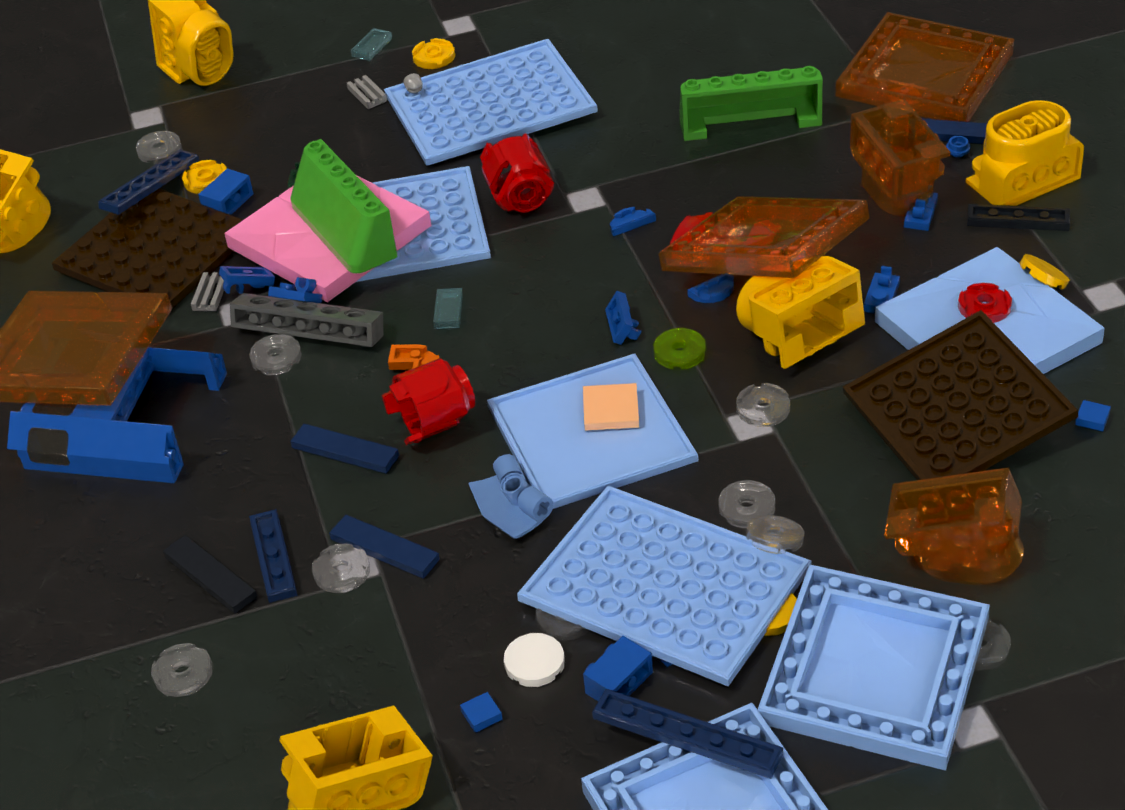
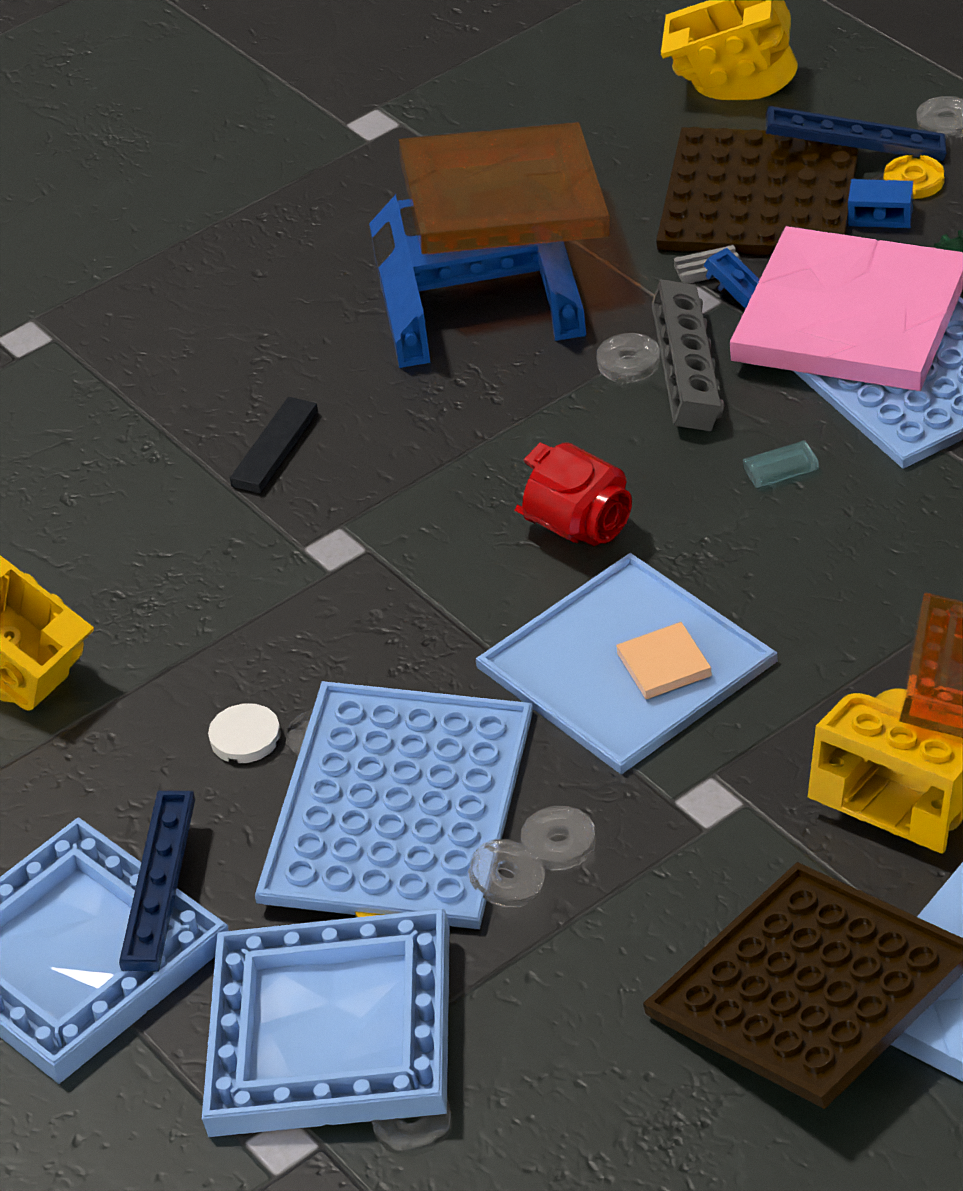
camera: 70 degrees right, 0 degrees up
(185, 682) = (131, 491): clear tile -> none
(273, 556) = (319, 479): dark blue tile -> none
(303, 293) = (721, 326): blue plate -> none
(341, 580) = (321, 550): clear tile -> none
(342, 210) = (885, 252): bright green windscreen -> none
(345, 448) = (501, 470): dark blue tile -> none
(385, 546) = (364, 557): dark blue tile -> none
(409, 356) = (669, 476): orange plate -> none
(481, 712) = (157, 716): blue tile -> none
(510, 500) = (472, 628): medium blue panel -> none
(619, 669) = (240, 803): blue brick -> none
(620, 319) = (823, 620): blue plate -> none
(679, 338) = (805, 677): clear neon green tile -> none
(767, 415) = (745, 818): clear tile -> none
(959, 525) = (553, 1031): clear orange brick -> none
(1093, 415) = (883, 1146): blue tile -> none

